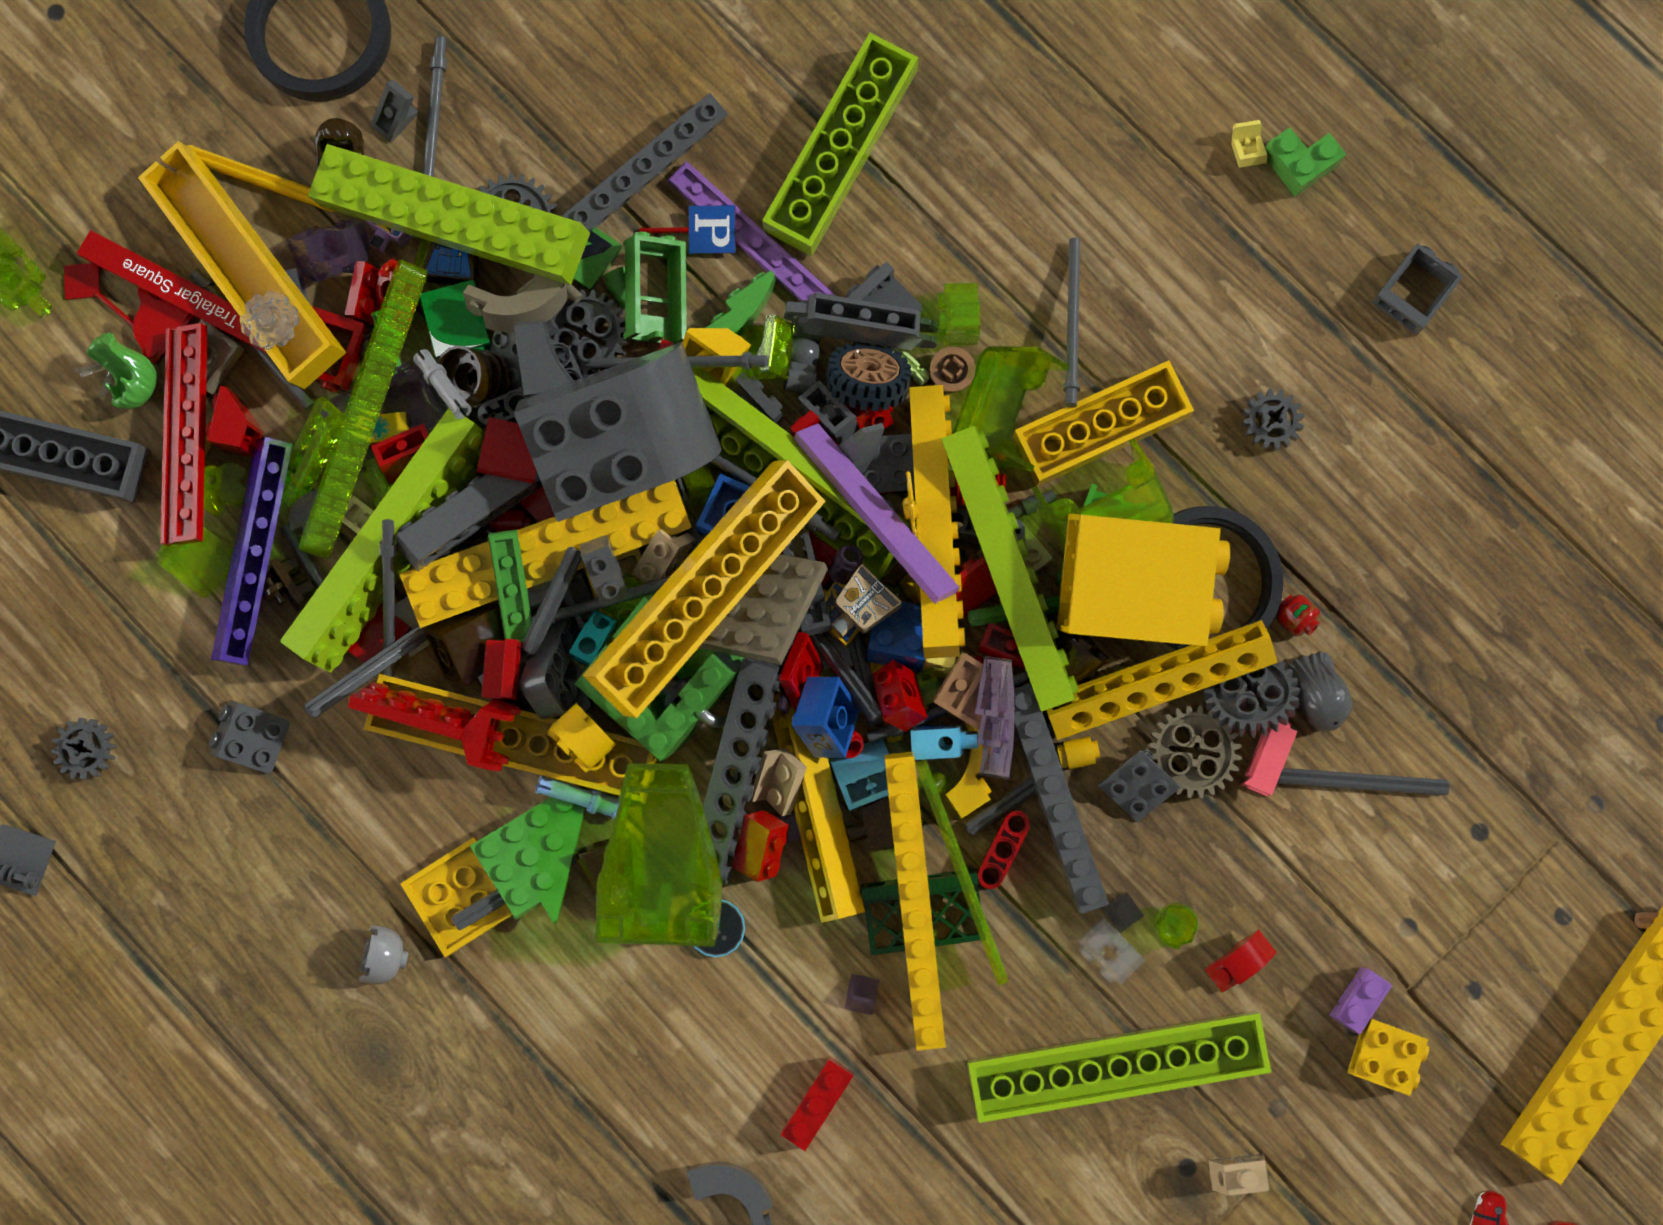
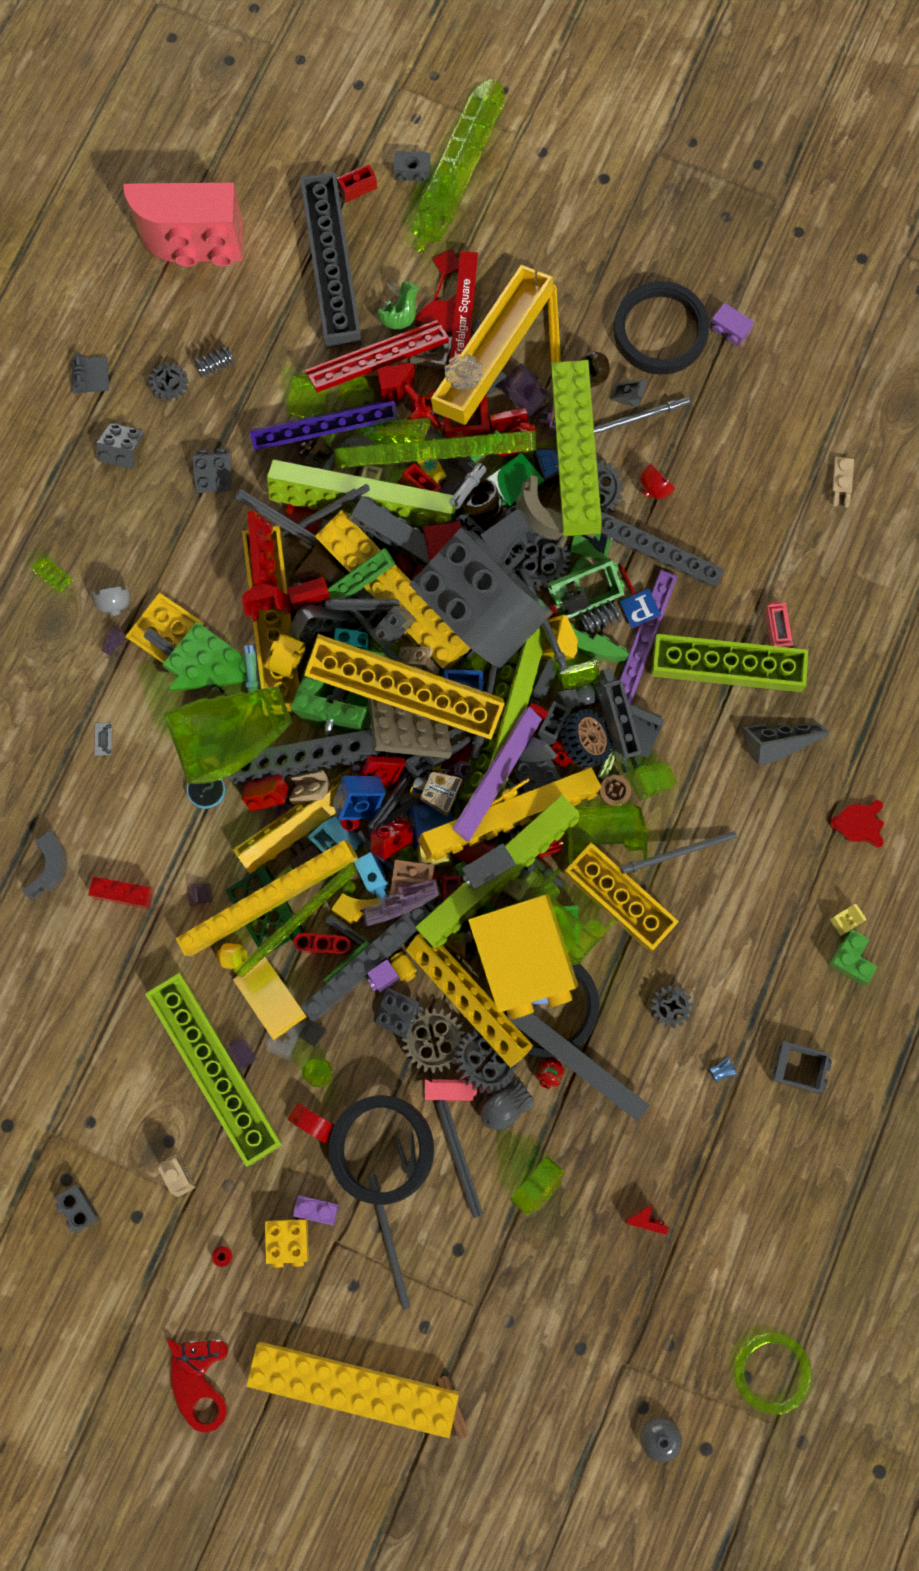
camera: 60 degrees right, 5 degrees down
(83, 670) = (214, 361): none -> dark grey piece
(149, 857) = (118, 445): none -> dark grey bracket
(286, 402) = (422, 406): none -> red bar
(287, 1025) = (40, 563): none -> clear neon green slope
(442, 977) = (113, 641): none -> clear purple cone
(544, 133) = (655, 484): none -> red cylinder
(580, 1047) = (103, 738): none -> sticker
(666, 311) = (574, 601): none -> clear smoke brick
(701, 289) = (599, 617): none -> dark grey piece
(816, 59) = (778, 625): none -> coral window
(969, 981) = (231, 955): none -> yellow head
(974, 130) = (774, 743): none -> dark grey wedge
(1003, 577) = (488, 867): none -> dark grey brick
(1041, 826) = (346, 961): none -> bright green bar
(1053, 951) = (270, 999): none -> yellow tile
(1084, 785) = (382, 976): none -> medium lavender brick
(1109, 1020) = (241, 1053): none -> clear purple brick
(1126, 74) = (859, 823): none -> red tile
(1311, 566) = (582, 1065): none -> dark grey tile
(1330, 944) = (337, 1155): none -> black tyre
(1352, 845) = (409, 1169): none -> dark grey plant
(1361, 910) = (390, 1246): none -> dark grey bar
(1362, 1152) = (228, 1256): none -> red plate
(1385, 396) = (722, 1071): none -> flat silver piece
(1443, 690) = (538, 1186): none -> clear neon green brick
(1535, 575) = (641, 1220): none -> red slope

